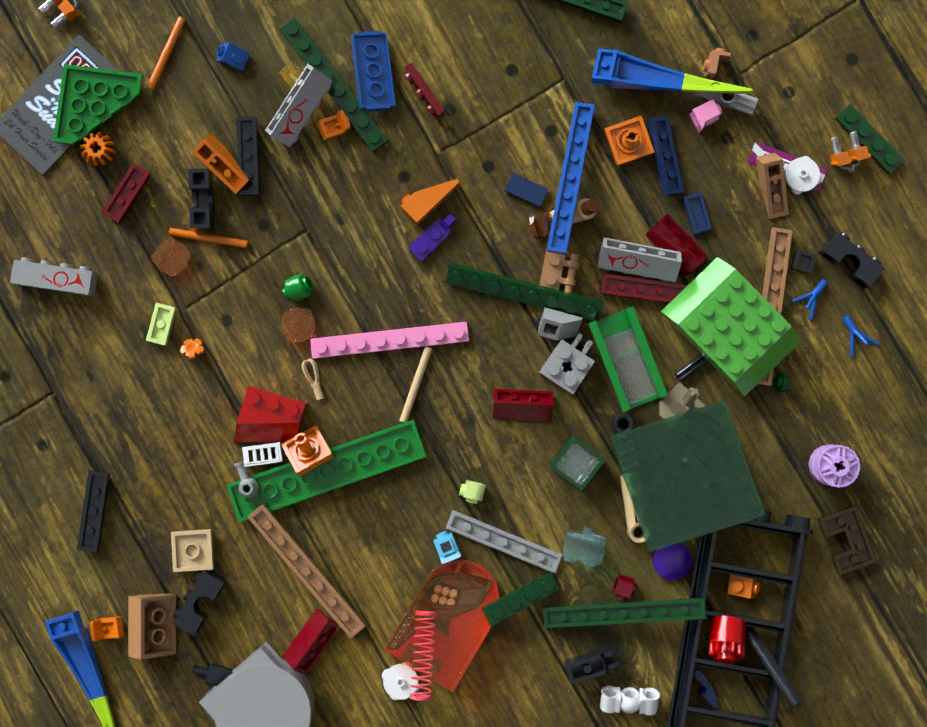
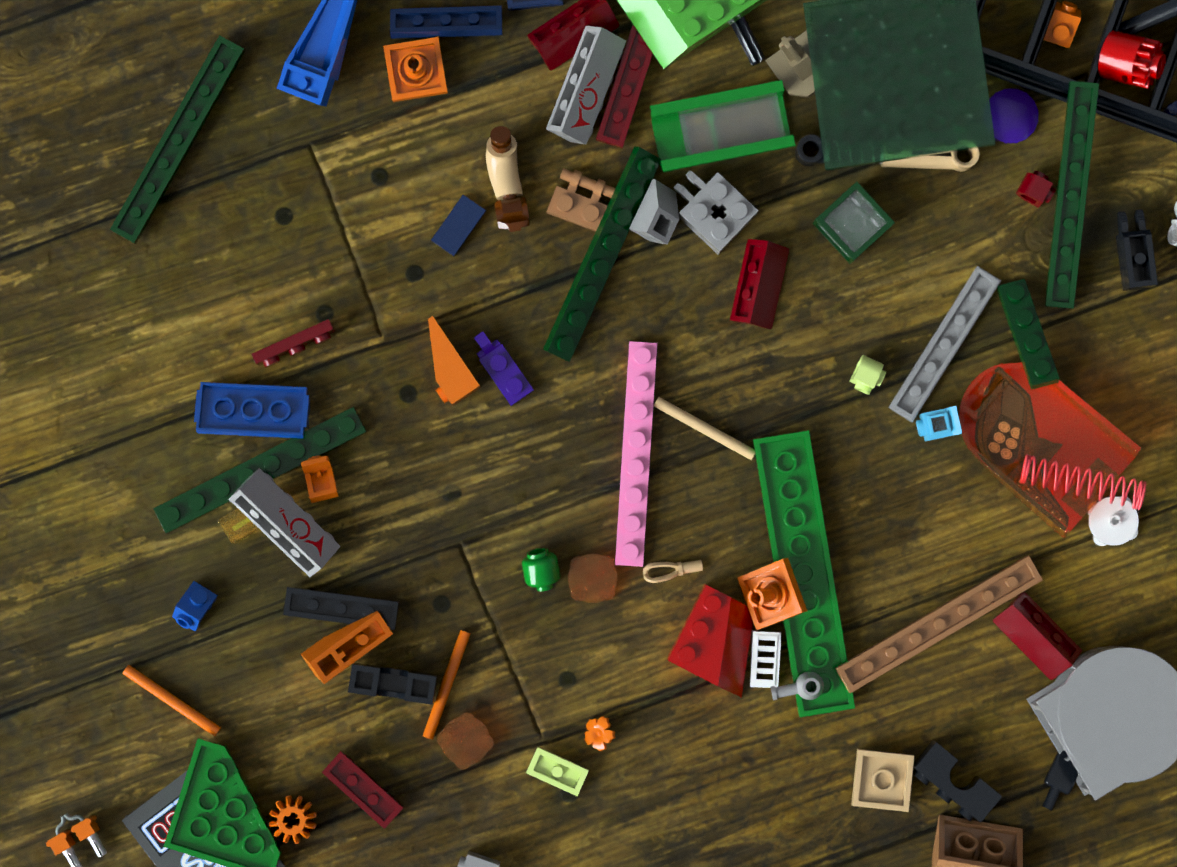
camera: 80 degrees left, 0 degrees up
(570, 178) = (455, 159): blue plate -> none
(584, 547) = (972, 233): clear light blue piece -> none

